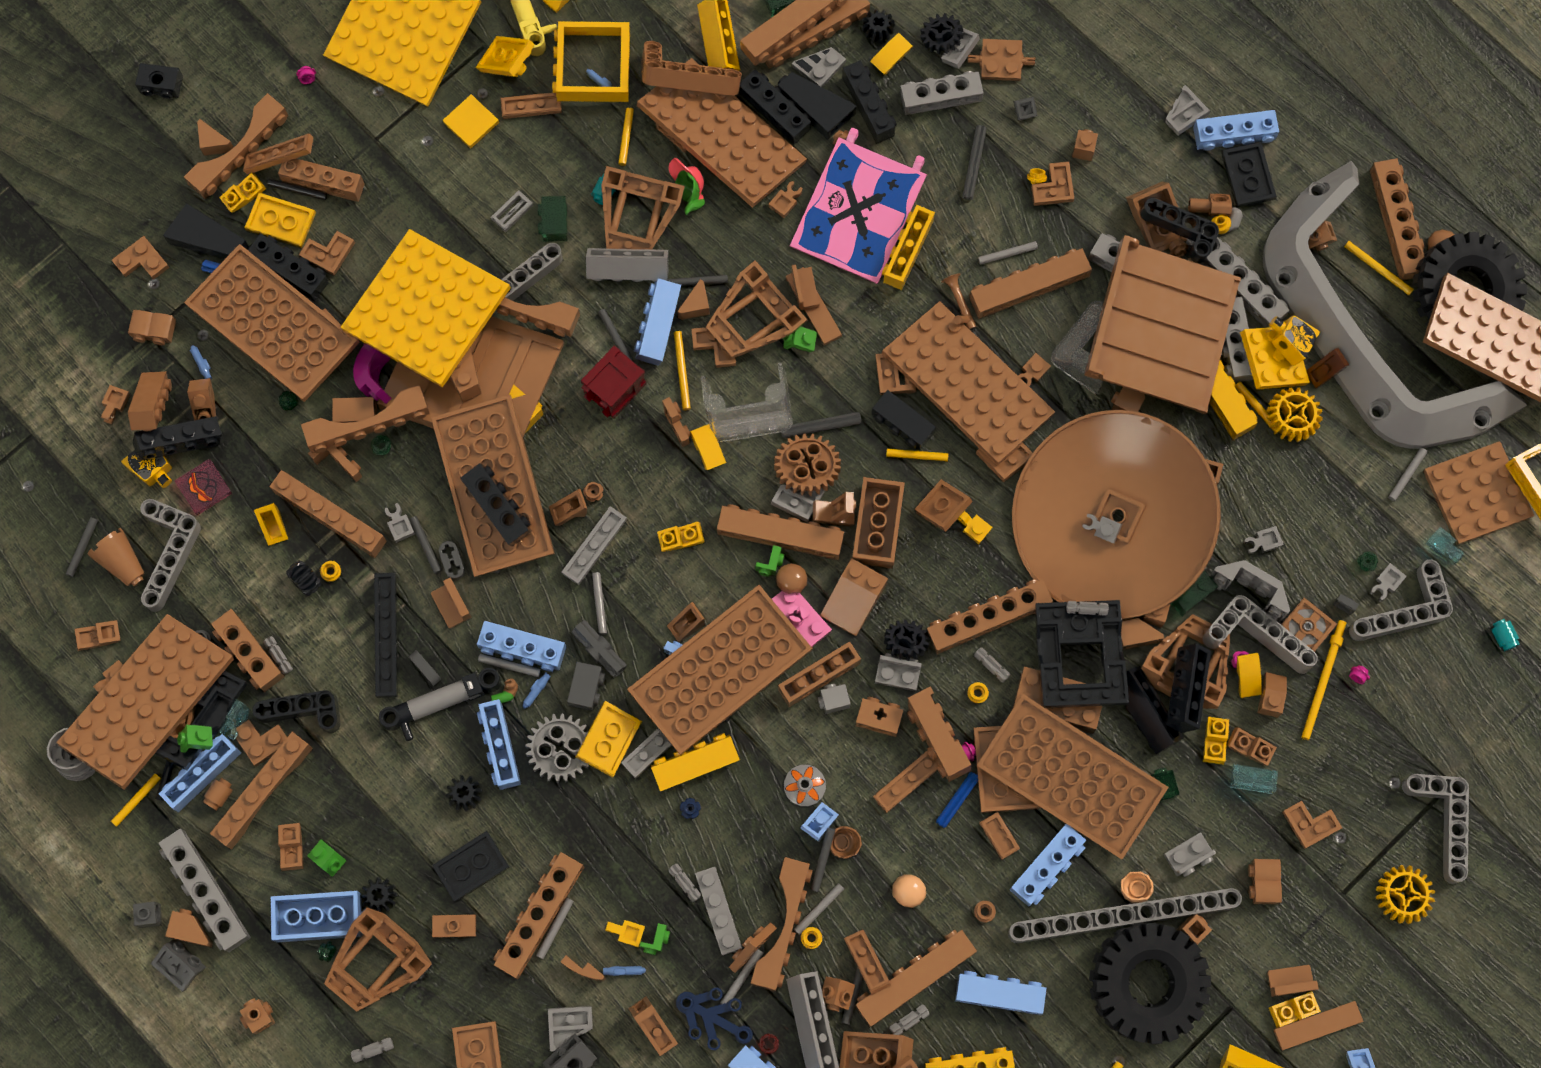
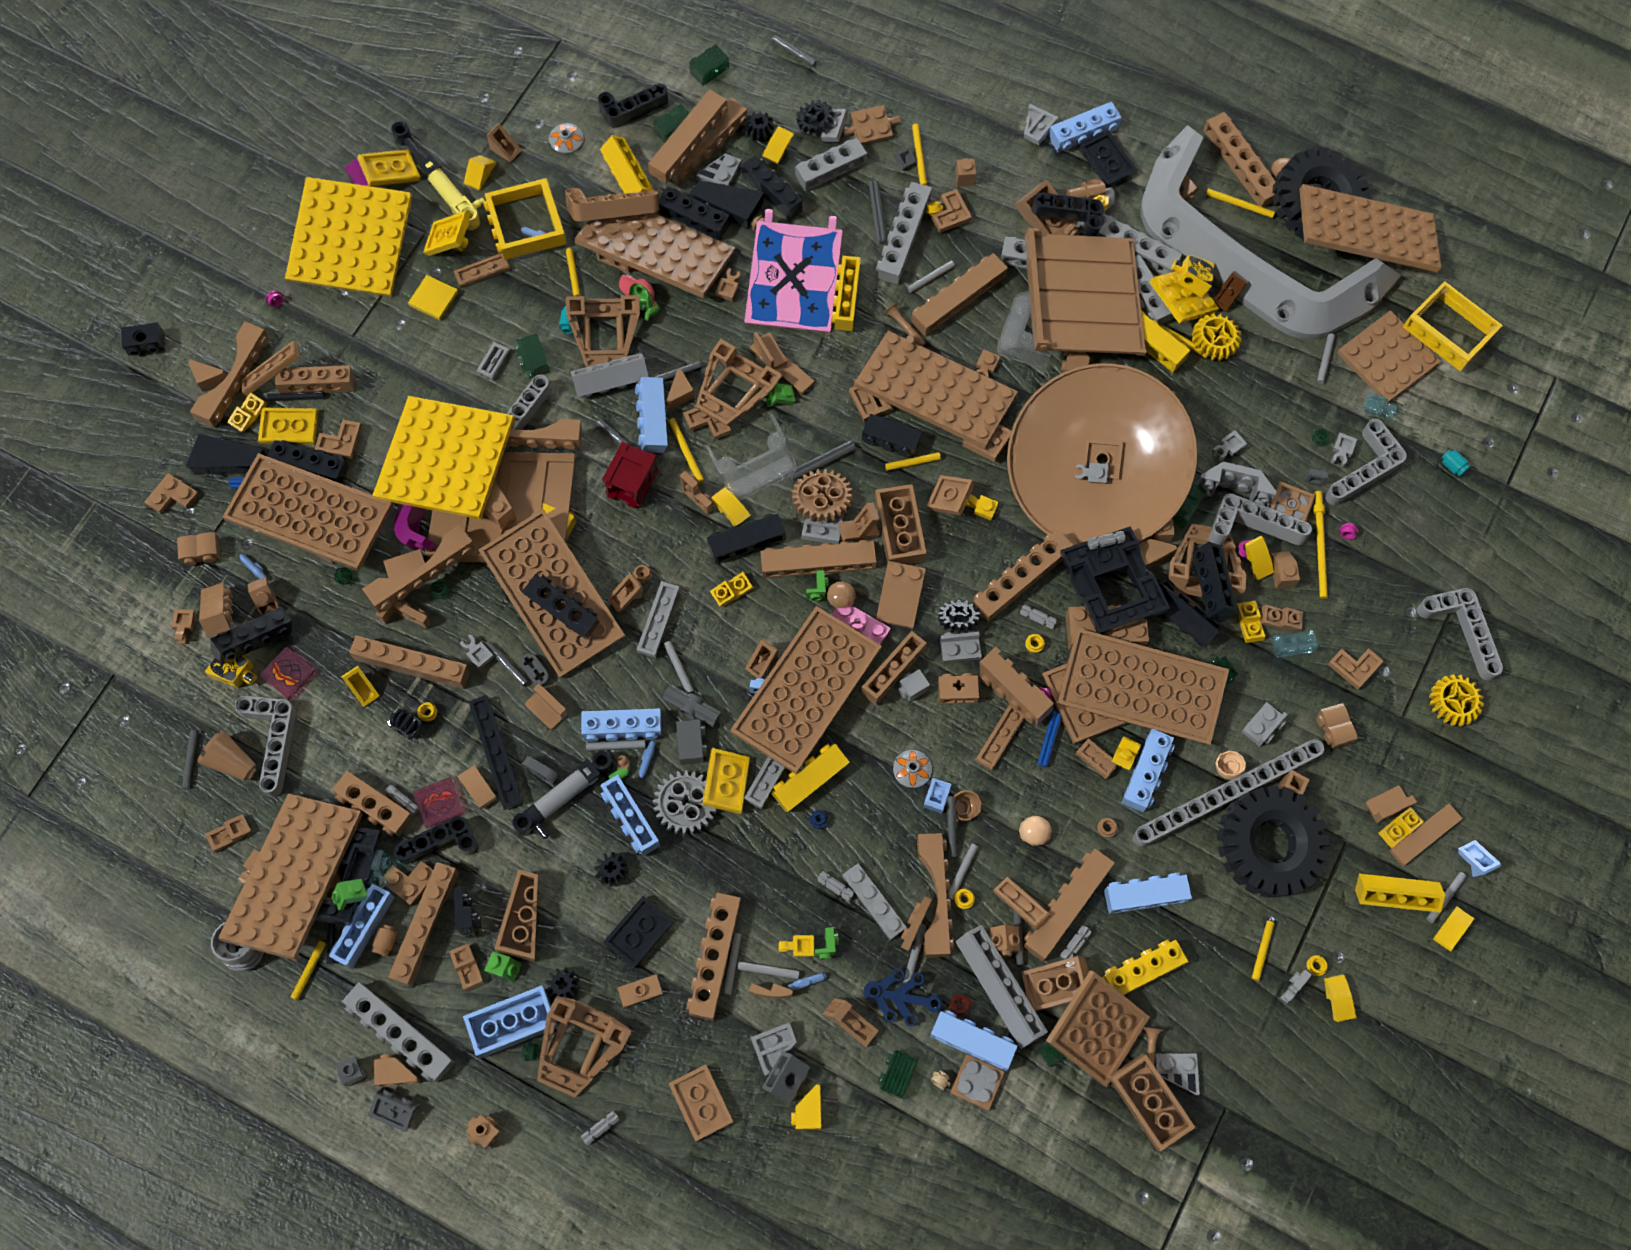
camera: 20 degrees left, 5 degrees down
(303, 799) = (466, 918): none -> black plate
(313, 669) = (438, 802): none -> clear pink tile
(355, 820) = (518, 927): none -> medium nougat wedge
(356, 665) = (477, 787): none -> medium nougat slope
(588, 946) = (768, 970): none -> light grey bar
(712, 487) = (746, 538): none -> black brick
(968, 236) = (914, 194): none -> light grey brick
(1031, 840) = (1126, 753): none -> yellow bracket
(1042, 109) = (919, 154): none -> yellow bar

